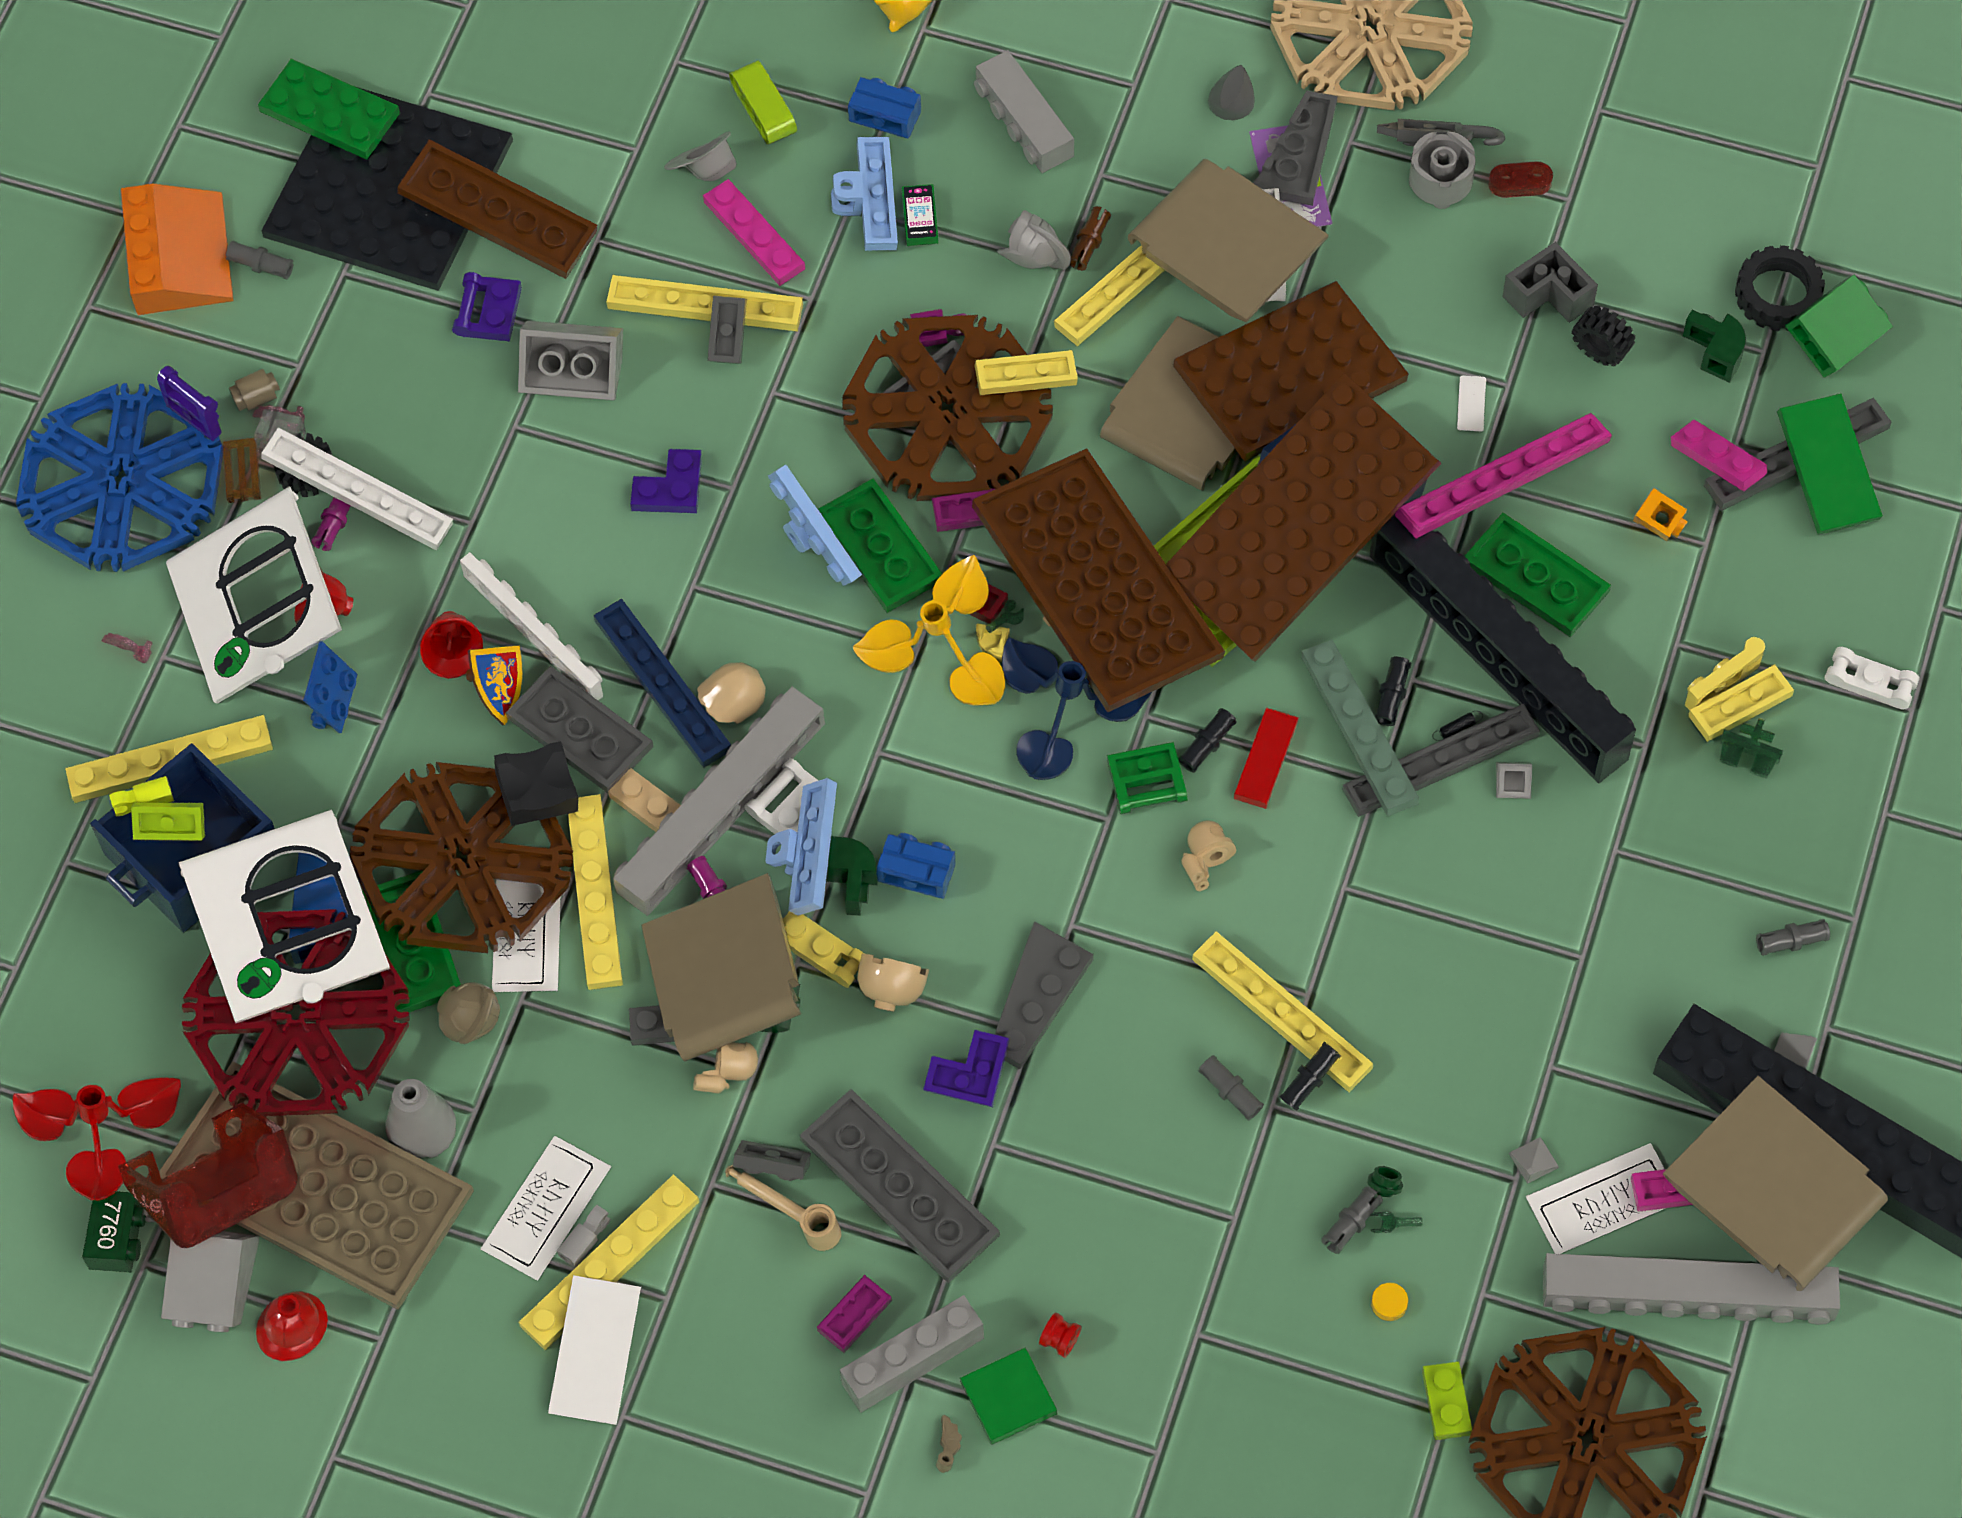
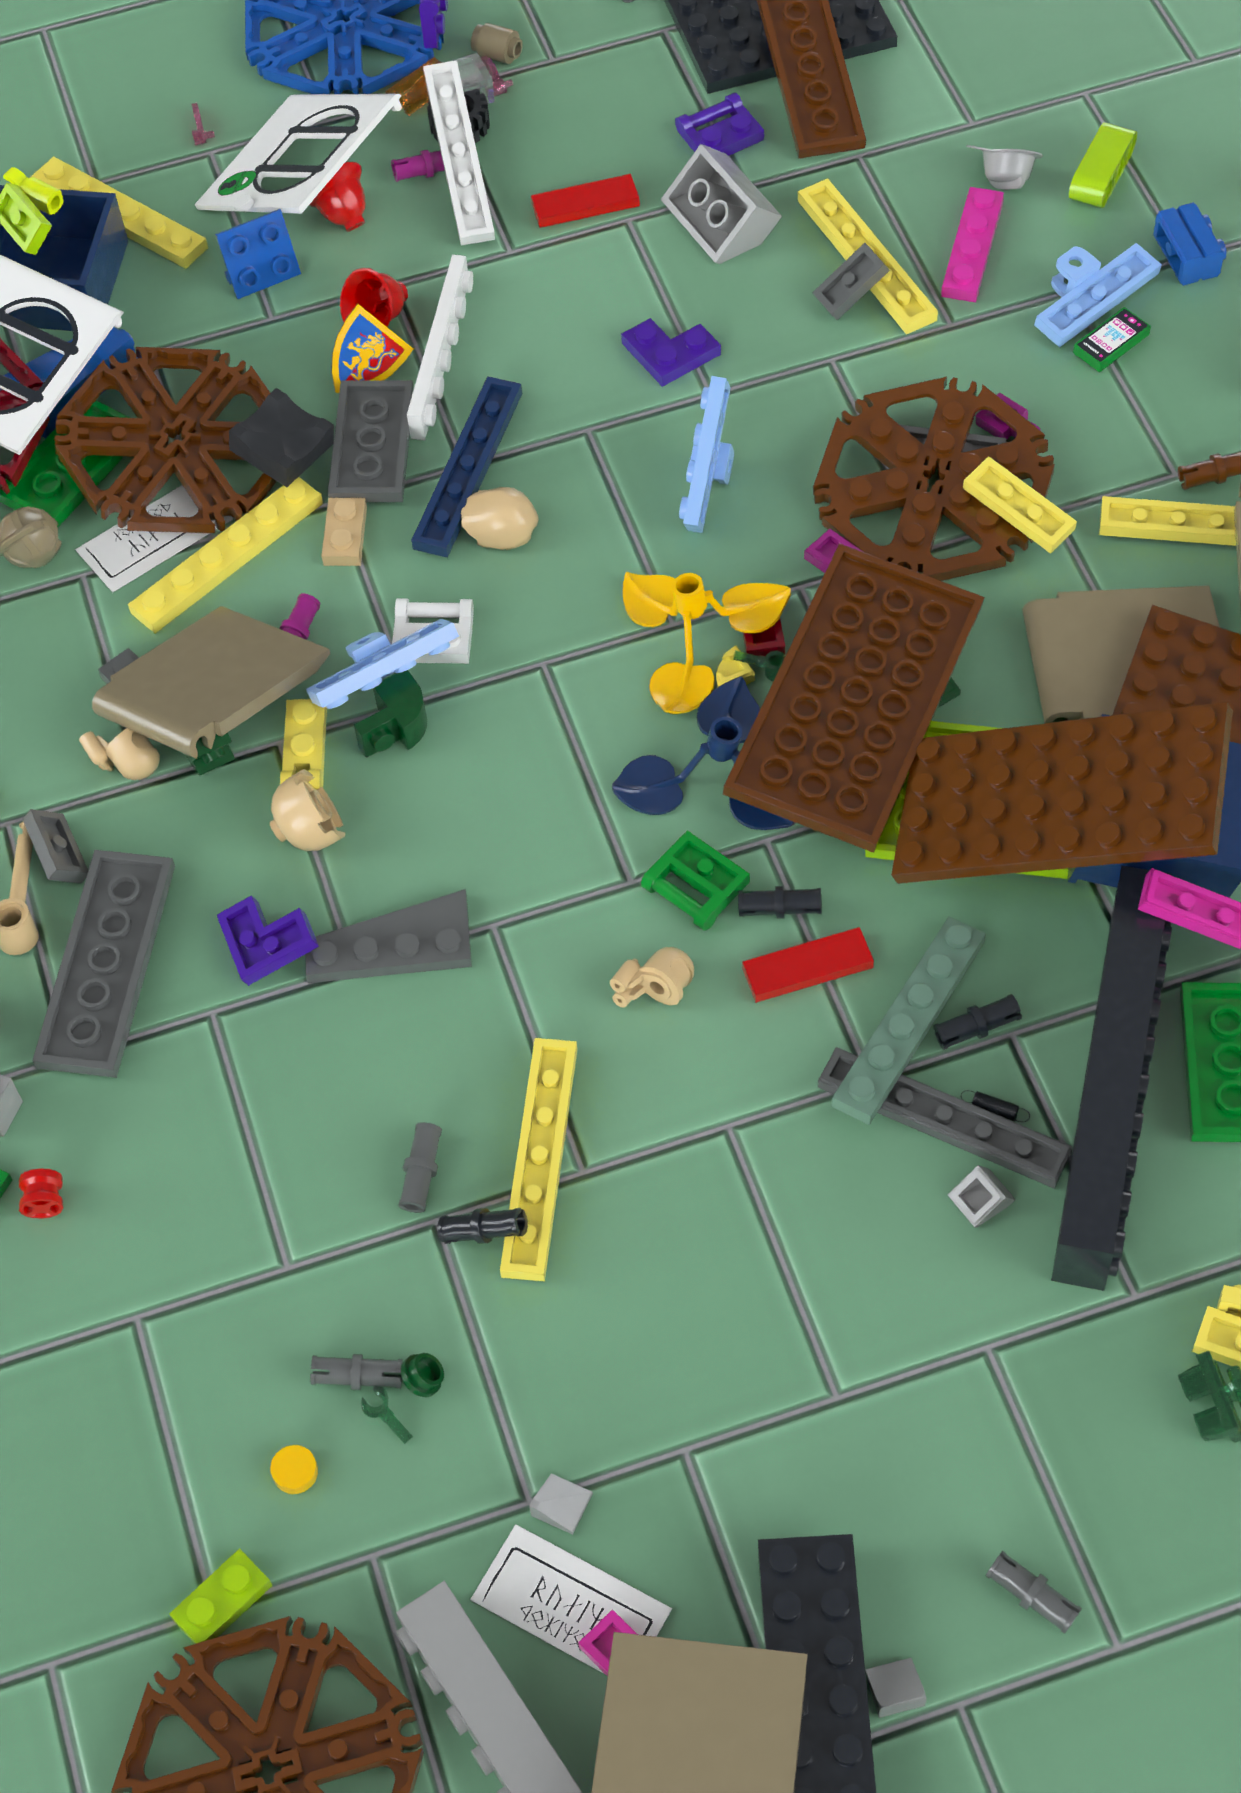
camera: 55 degrees right, 5 degrees down
(472, 441) = (585, 200): none -> red tile
(718, 800) = (382, 574): light grey brick -> none
(881, 545) = (747, 523): green plate -> none
(916, 865) = (443, 760): blue brick -> none
(1035, 244) = (1162, 425): light grey helmet -> none

